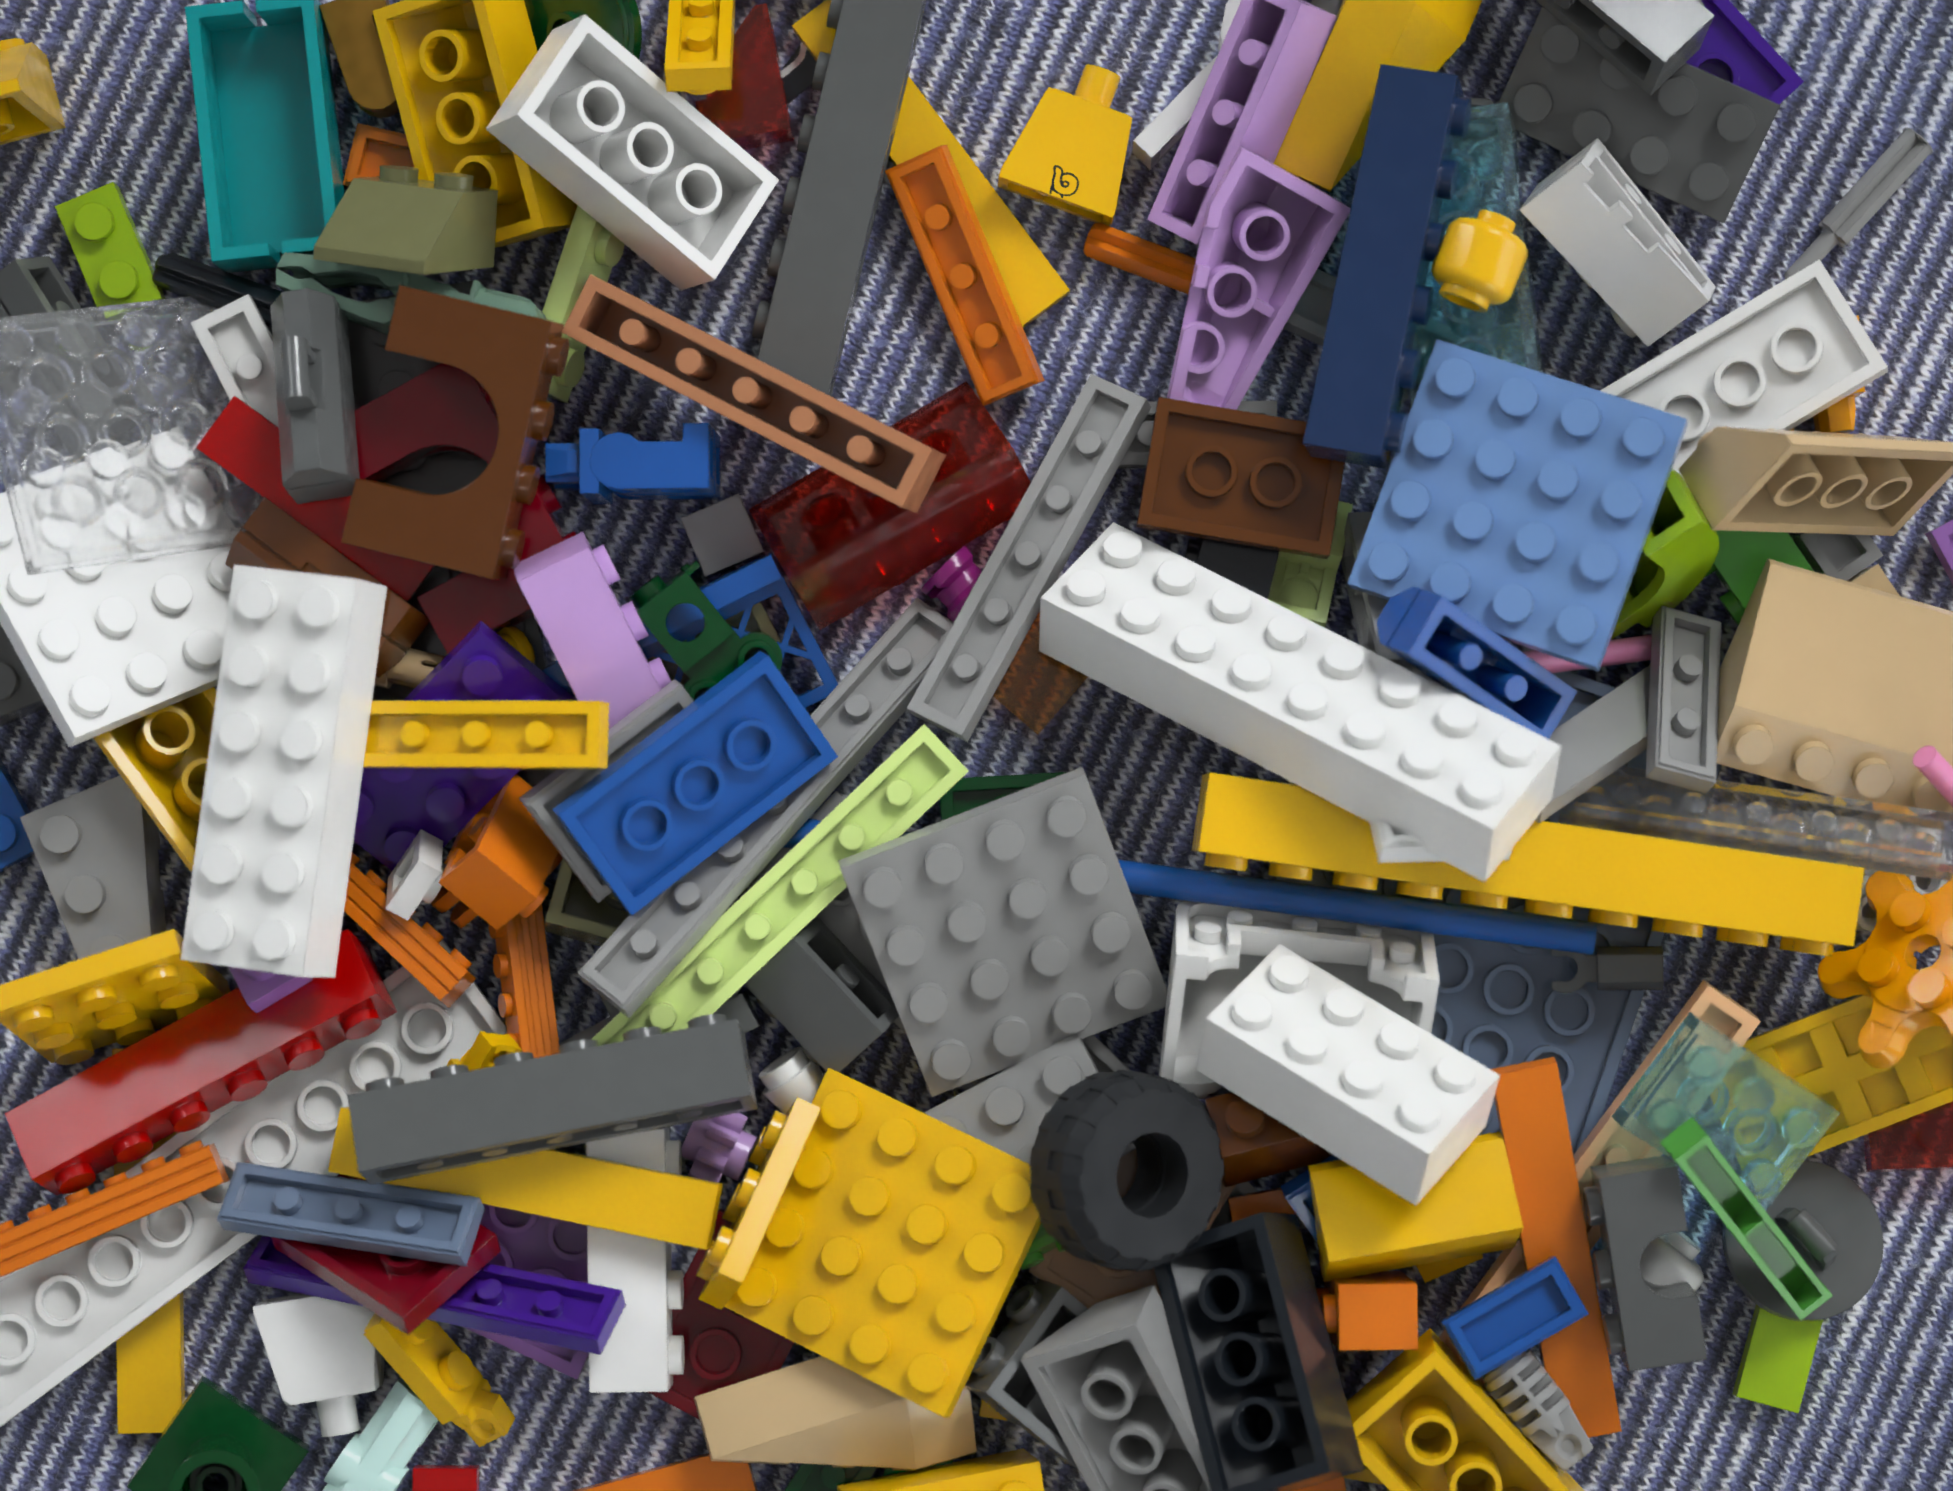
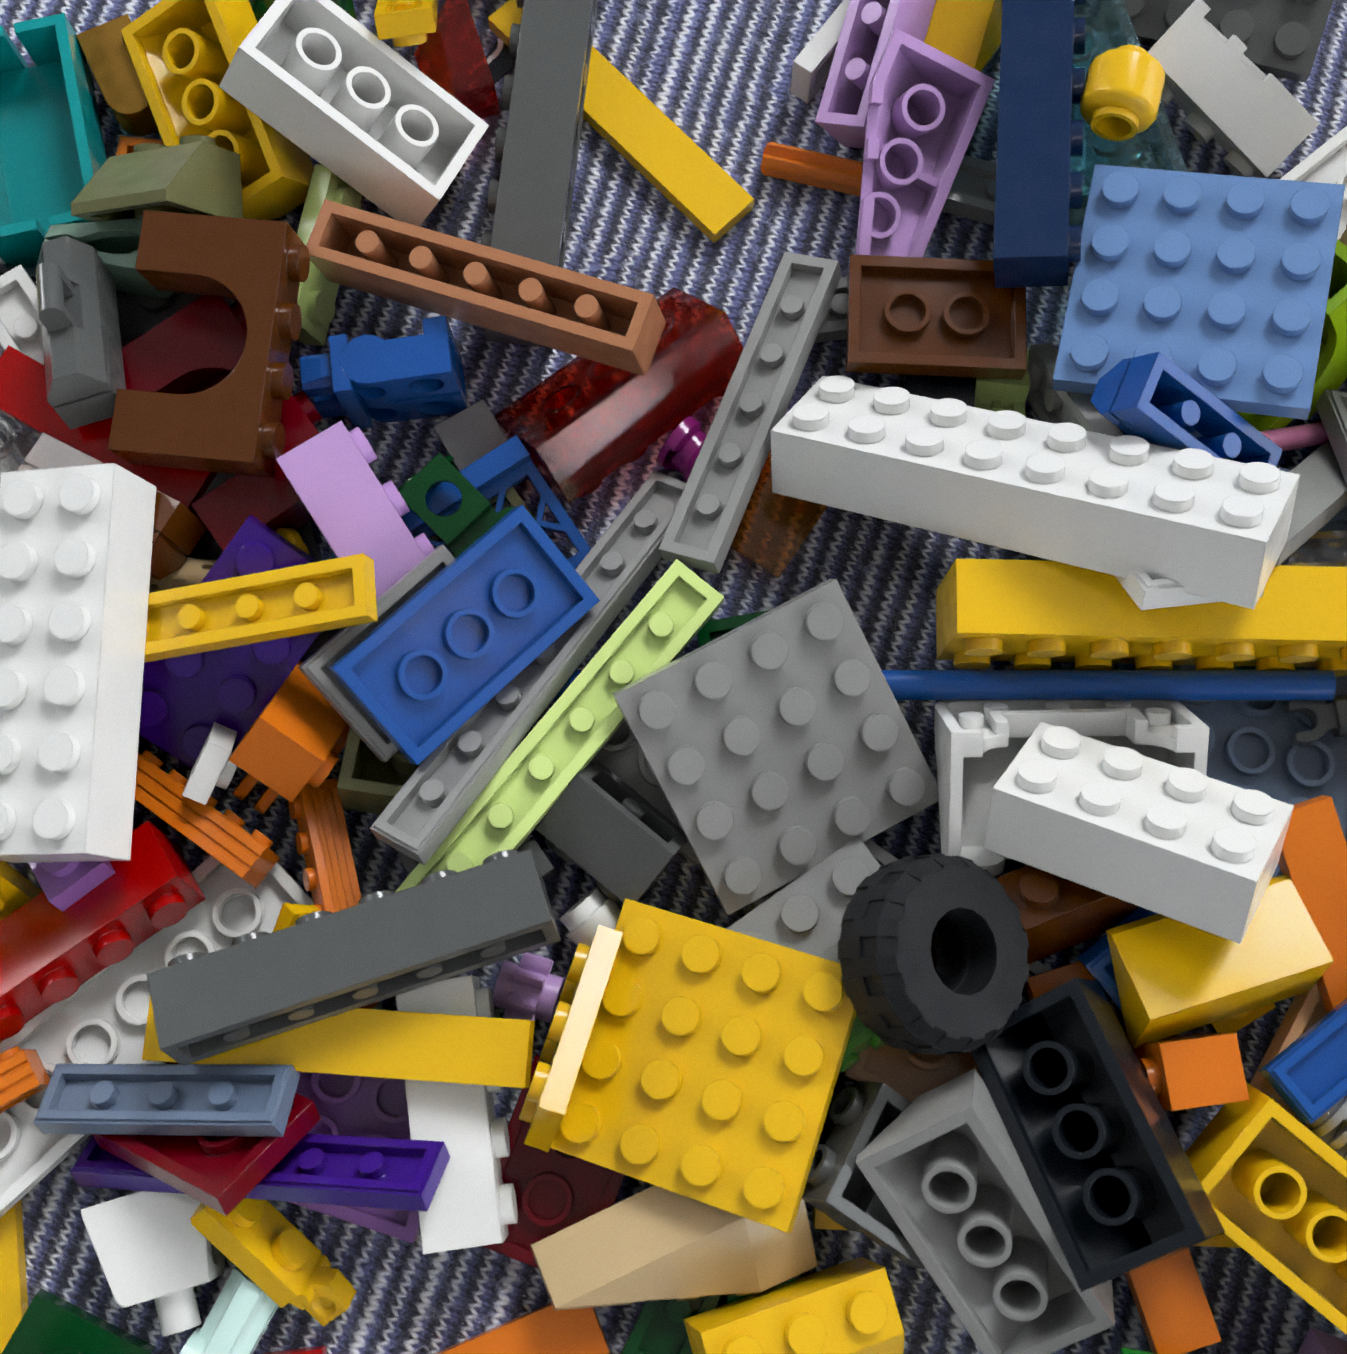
camera: 10 degrees left, 10 degrees down
(964, 275) = (661, 195): orange tile -> none
(1073, 149) = (739, 86): yellow torso -> none

